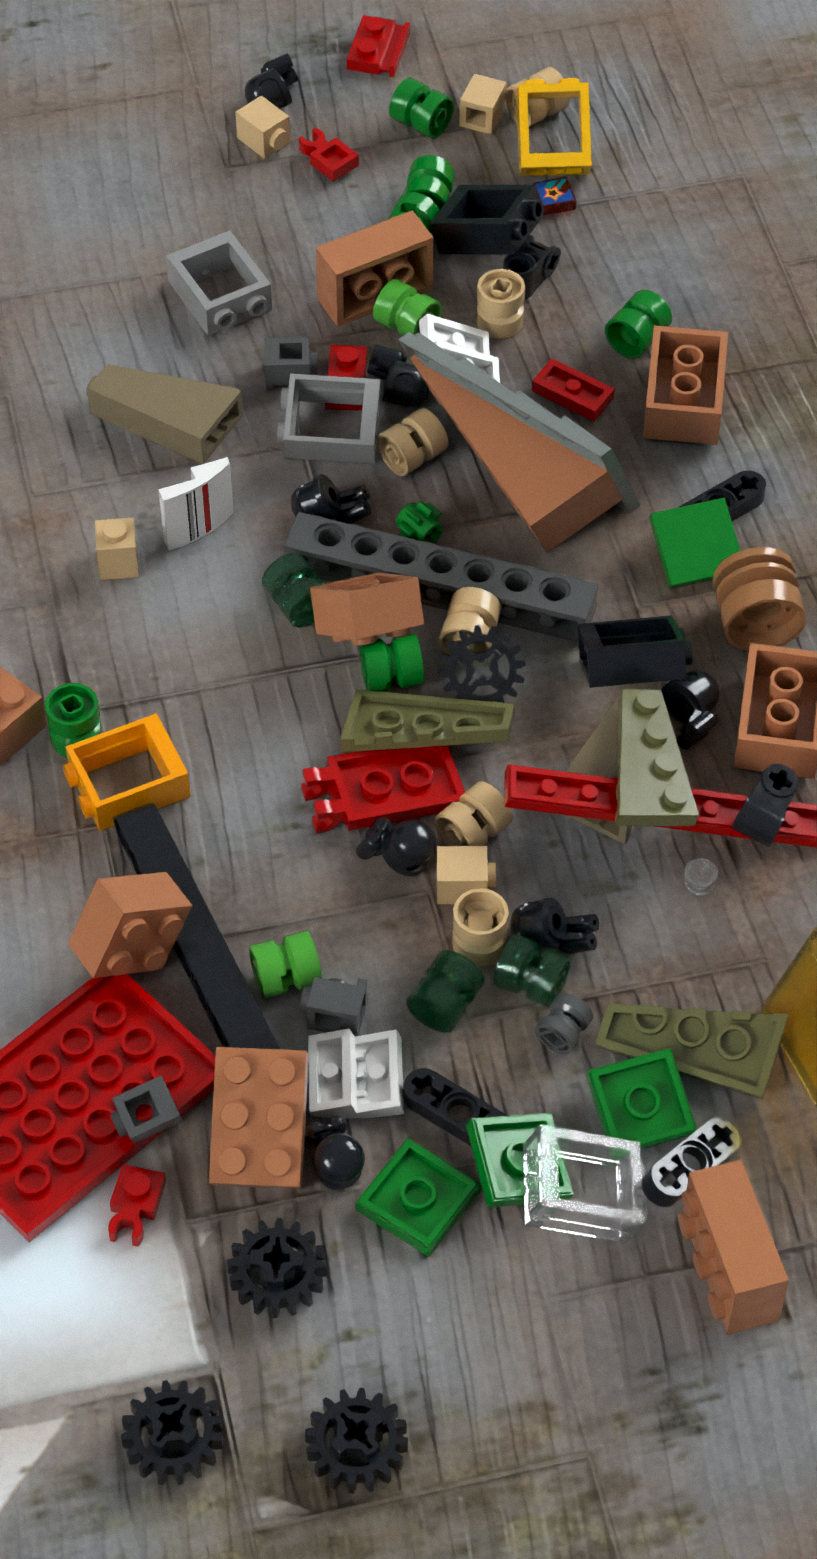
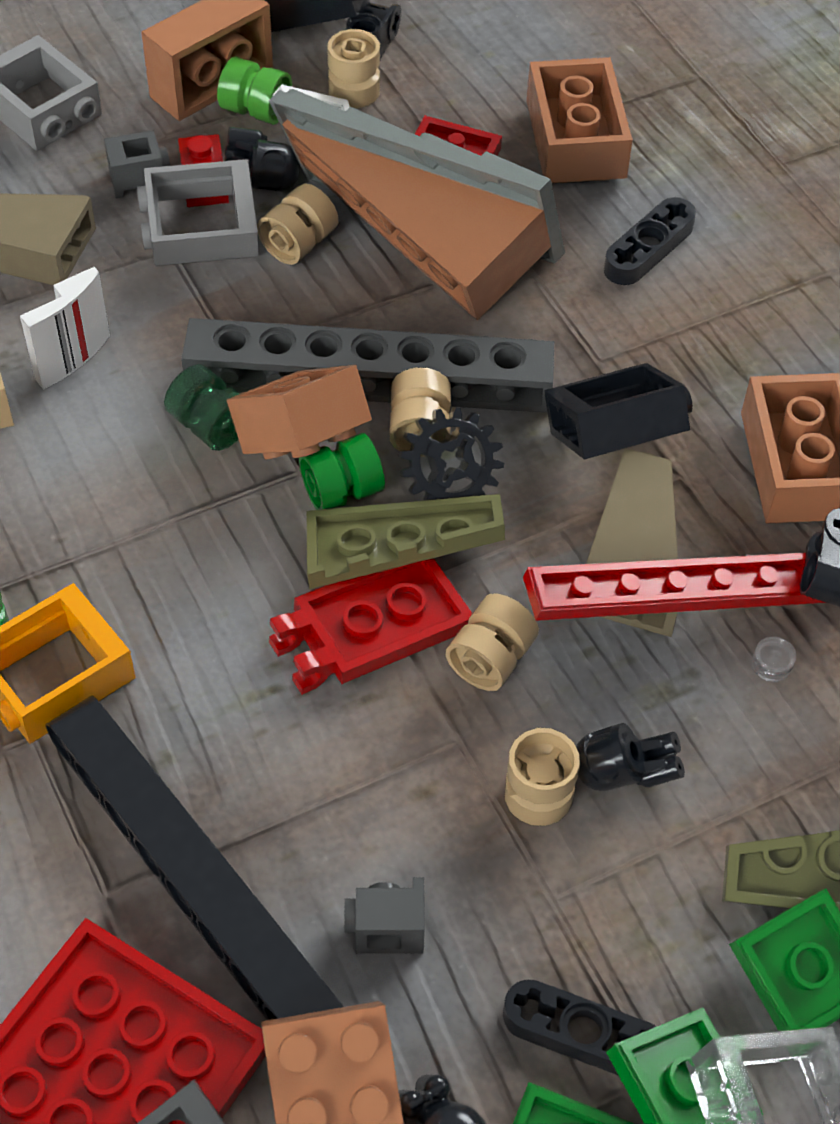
camera: 15 degrees left, 0 degrees up
(129, 924) = (99, 868): nougat brick -> none
(284, 964) = (313, 875): bright green wheel -> none
(324, 499) = (214, 300): black piece -> none
(355, 1074) = (438, 1005): white slope -> none
(403, 847) = (417, 693): black piece -> none
(420, 522) = (330, 307): green gear -> none
(443, 995) = (522, 875): clear green wheel -> none
(462, 870) = (498, 712): tan brick -> none
(517, 970) = (601, 816): clear green wheel -> none
(565, 1021) = (679, 880): dark grey wheel -> none
(633, 325) = (505, 68): green wheel -> none
(650, 768) = (694, 545): wing -> none
(691, 703) = (697, 459): black piece -> none
(693, 541) = (643, 281): green tile -> none
(759, 598) = (738, 327): medium nougat wheel -> none

